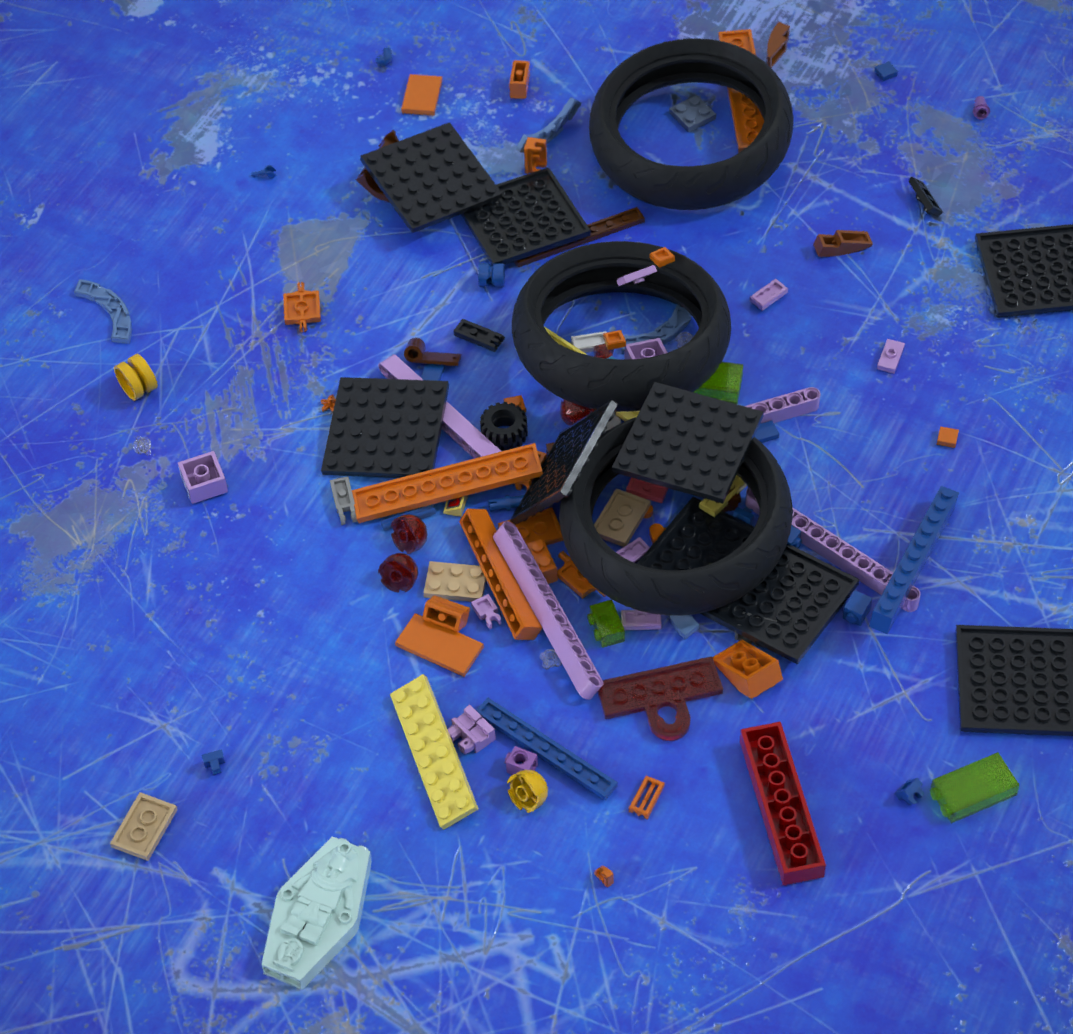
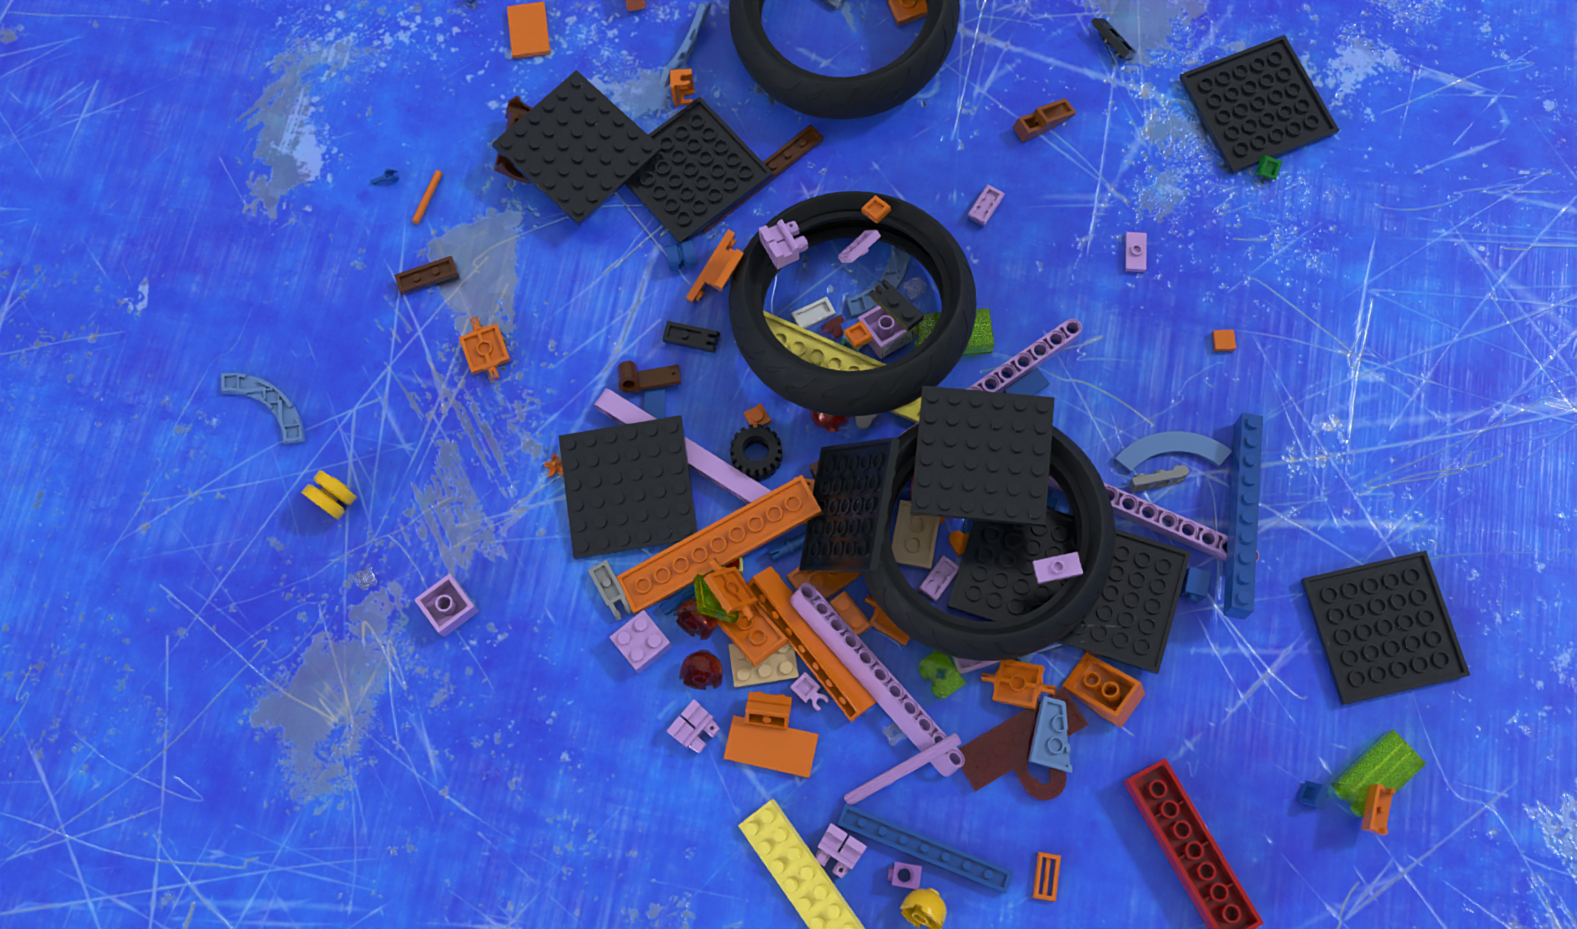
camera: 15 degrees left, 20 degrees up
(272, 246) = (426, 275): none -> reddish brown plate
(293, 193) = (427, 197): none -> orange bar
(355, 541) = (641, 641): none -> lavender brick
(376, 611) = (700, 720): none -> lavender hips
(430, 519) = (708, 603): none -> clear neon green plate
(445, 513) = (731, 589): none -> orange plate
(453, 554) = (754, 638): none -> orange tile
(512, 287) = (718, 268): none -> orange slope
(546, 678) = (902, 769): none -> lavender axle
(573, 261) = (780, 242): none -> lavender hips
(652, 321) = (896, 306): none -> black hinge
(671, 644) = (1018, 683): none -> orange plate
(685, 687) = (1050, 736): none -> medium blue wing
(724, 536) = (1057, 568): none -> lavender plate
(851, 524) = (1158, 479): none -> light grey hinge
(872, 502) = (1172, 443): none -> medium blue tile
(960, 804) = (1377, 809): none -> orange hinge
(1032, 317) = (1268, 167): none -> green tile

